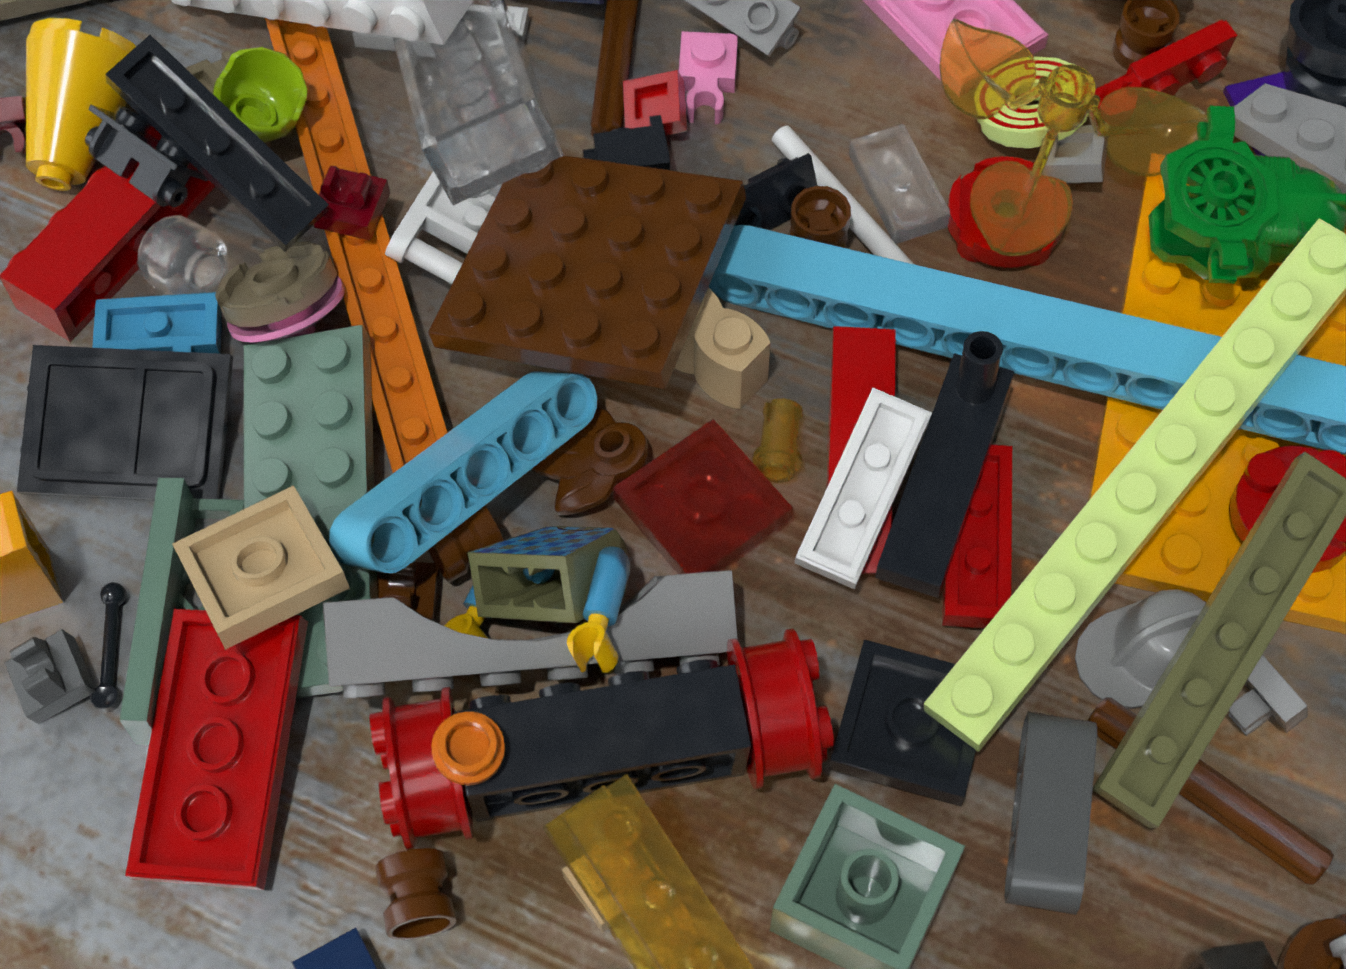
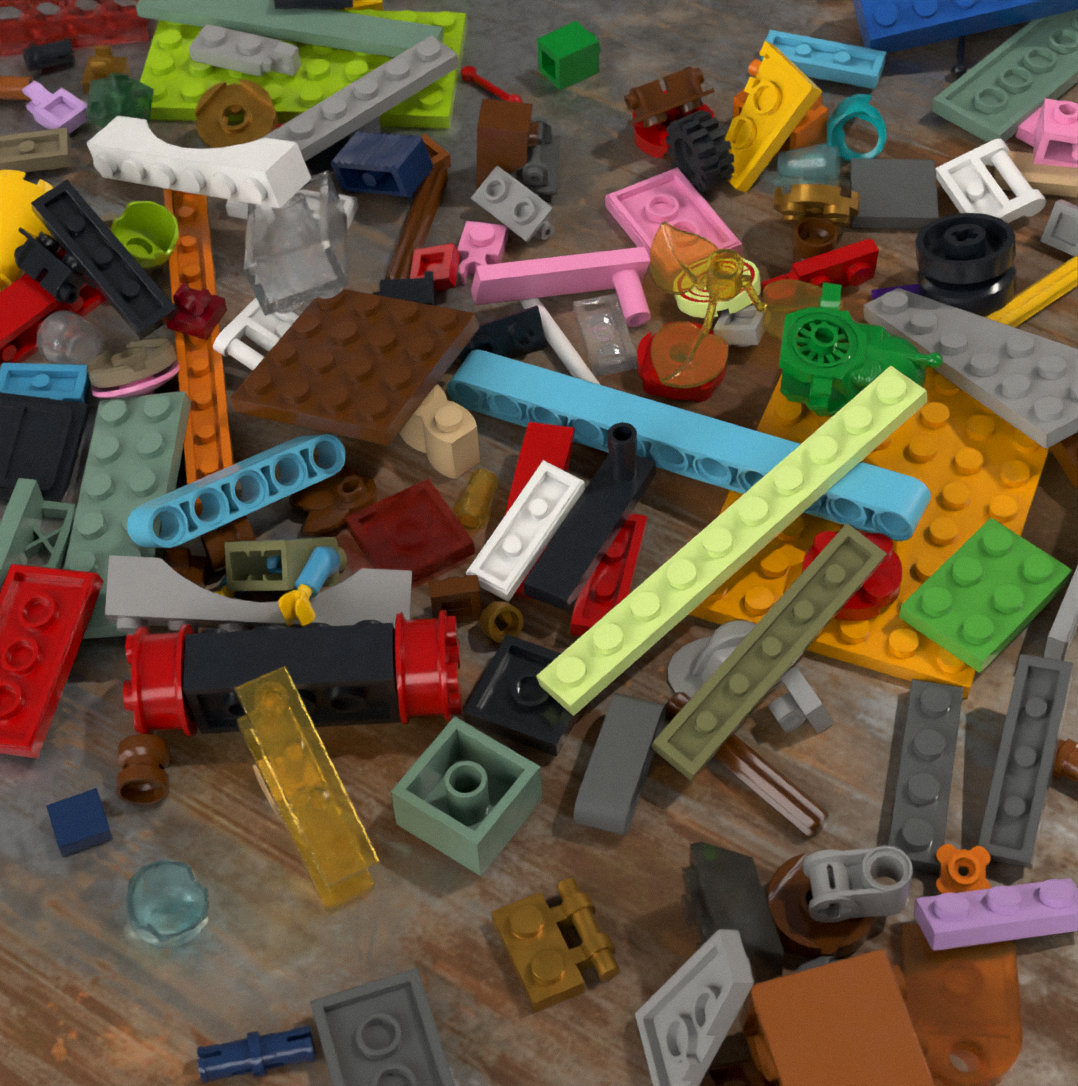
camera: 10 degrees right, 10 degrees down
(260, 566) = (74, 536): tan plate -> none
(468, 748) = (188, 655): orange plate -> none
(784, 593) = (457, 596): none -> reddish brown plate
(821, 216) = (539, 348): reddish brown wheel -> none
(842, 102) = (569, 275): none -> bright pink piece
(860, 610) = (509, 616): none -> pearl gold hinge

